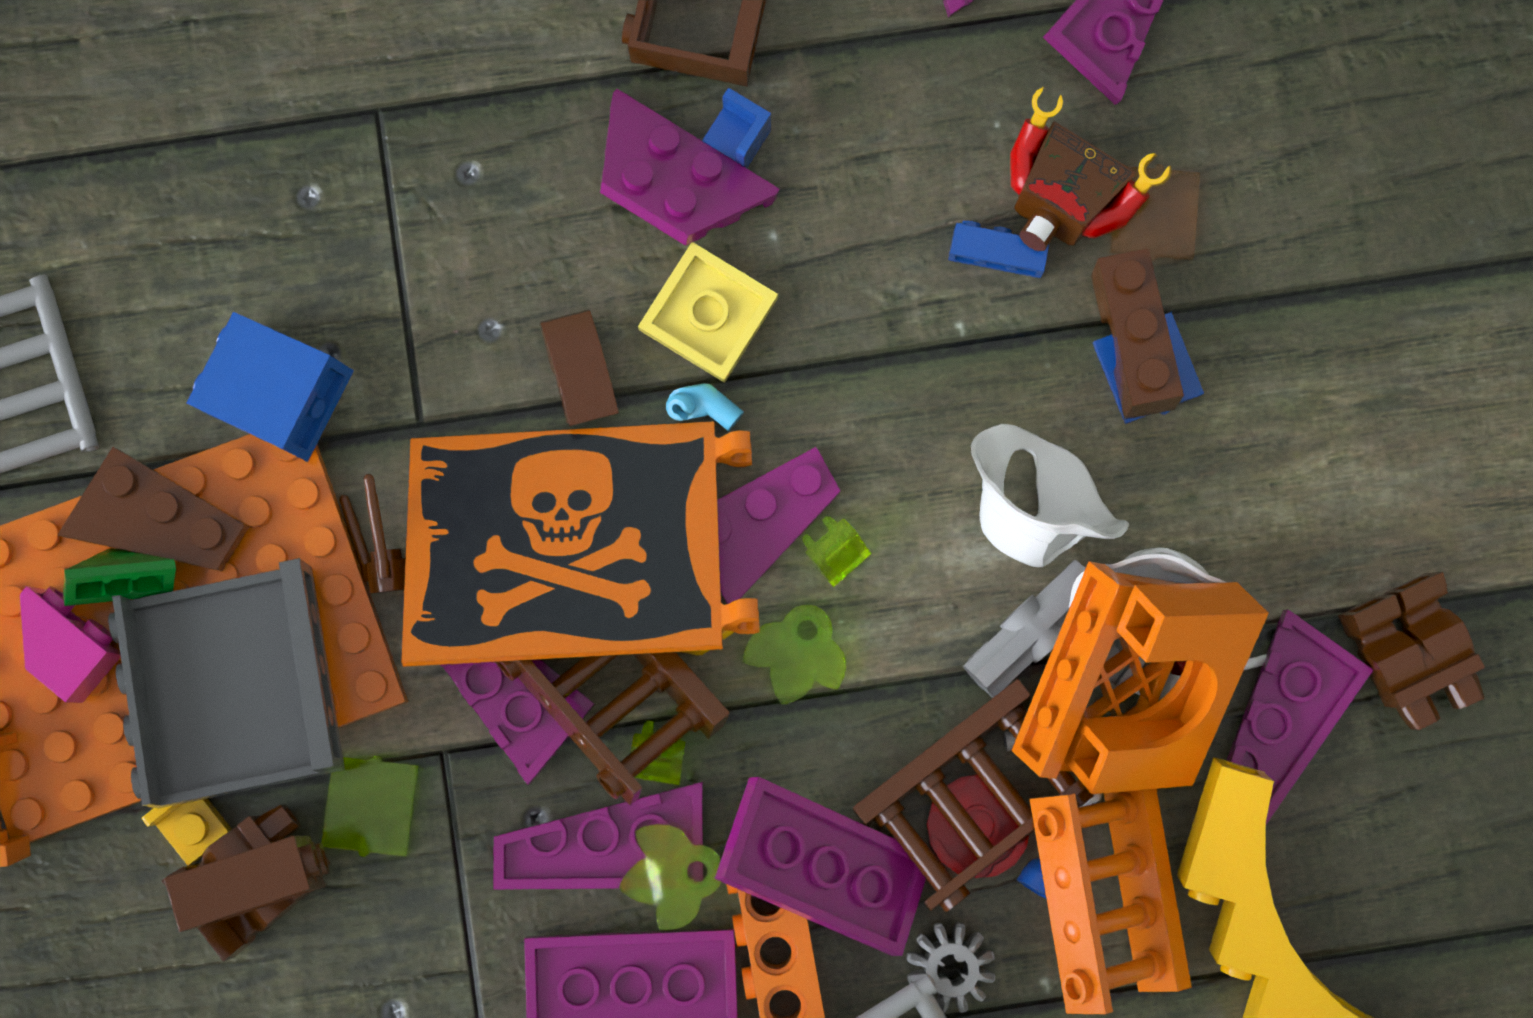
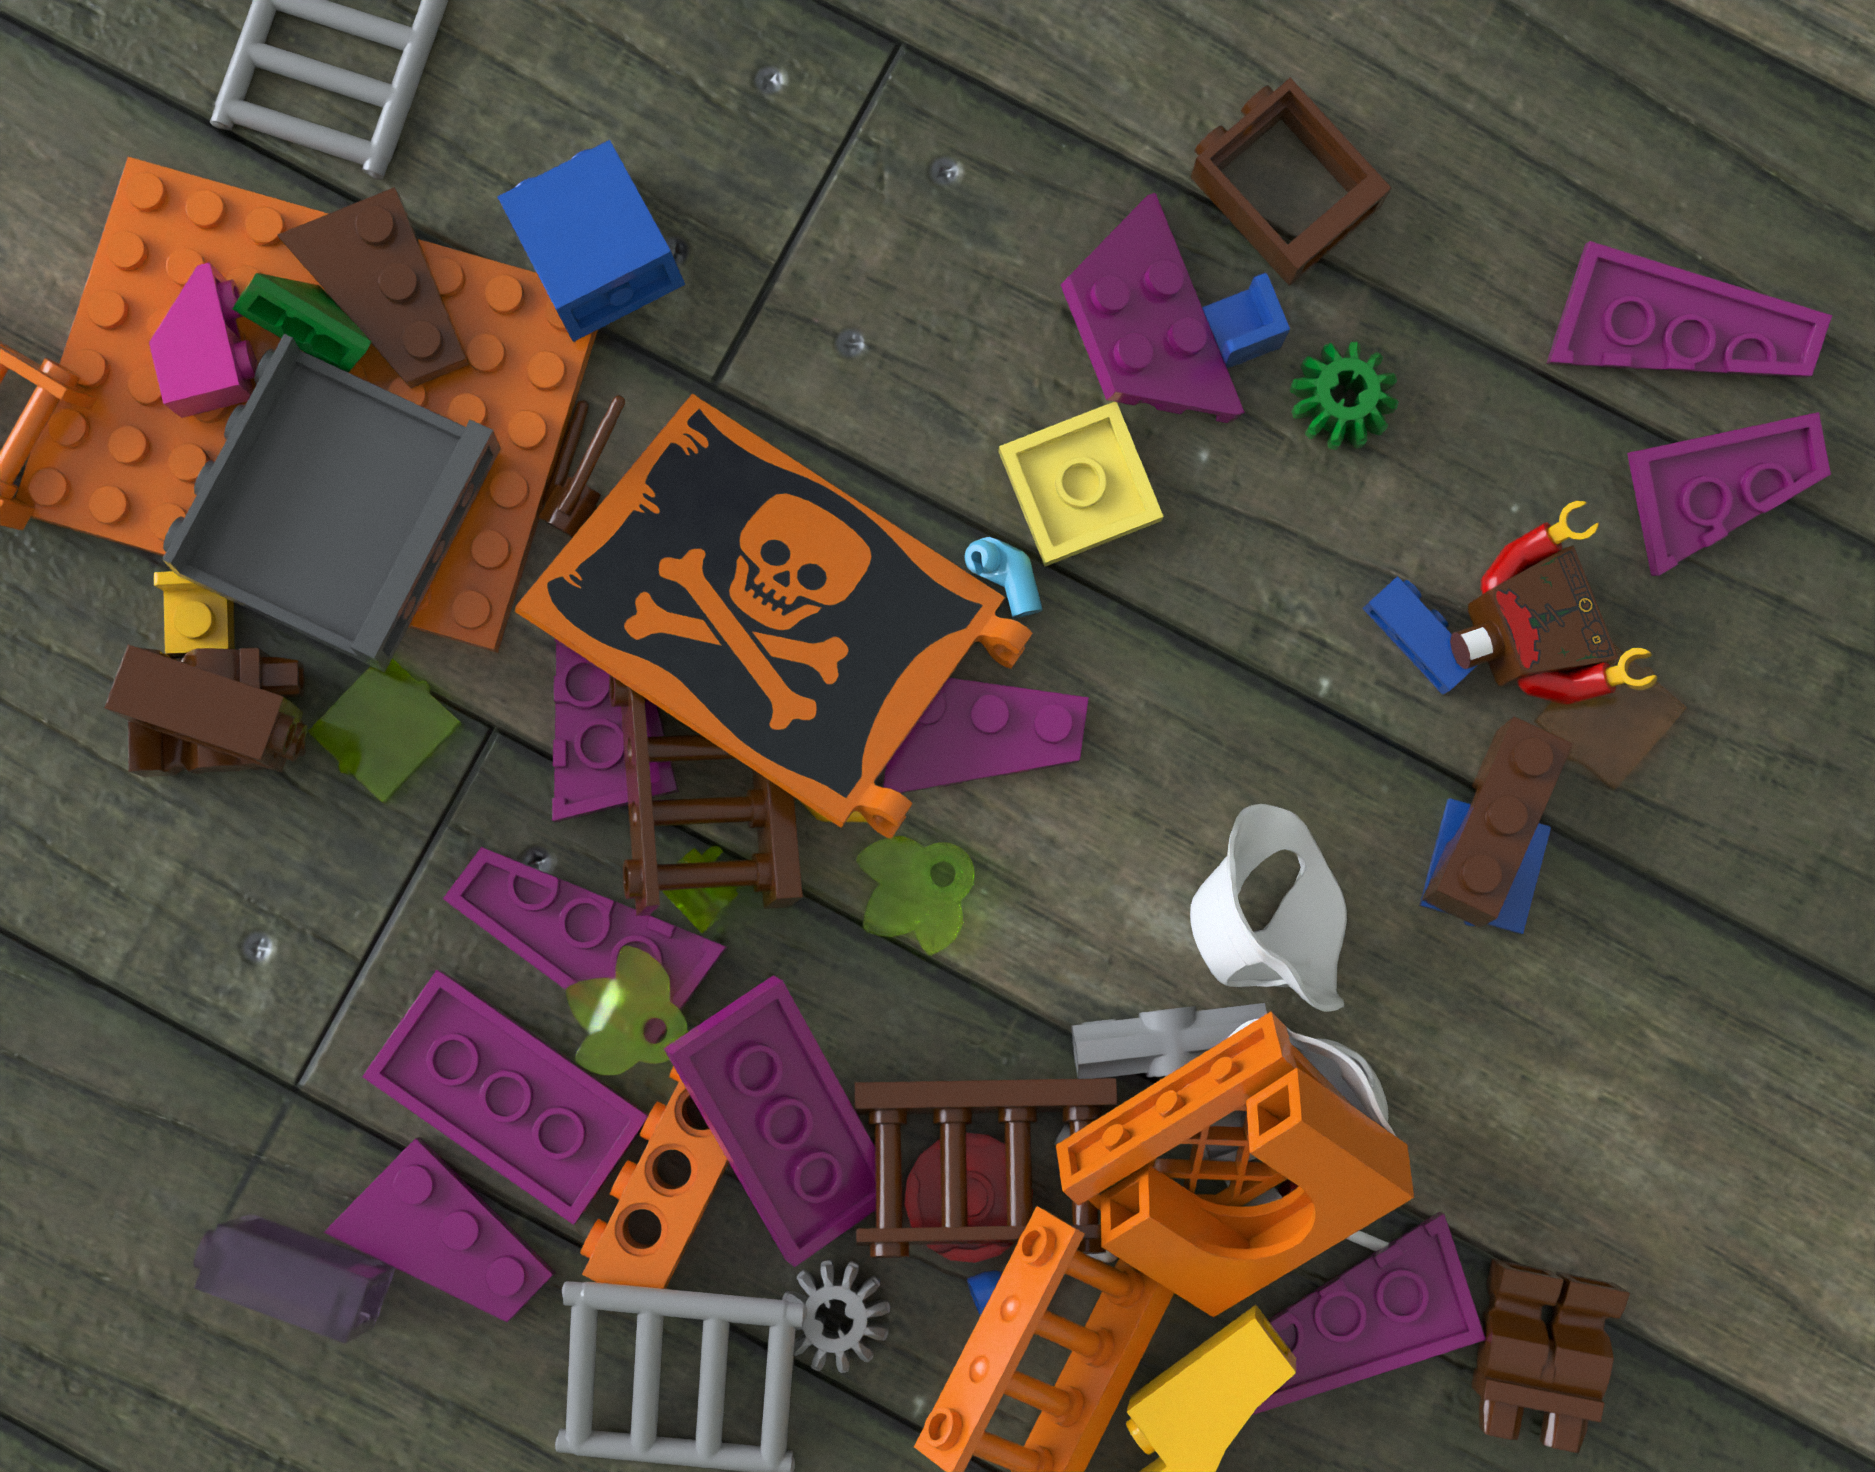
camera: 35 degrees right, 0 degrees up
(579, 367) = (910, 444): reddish brown slope -> none
(836, 551) = (1031, 817): clear neon green tile -> none
(837, 111) = (1354, 374): none -> green gear

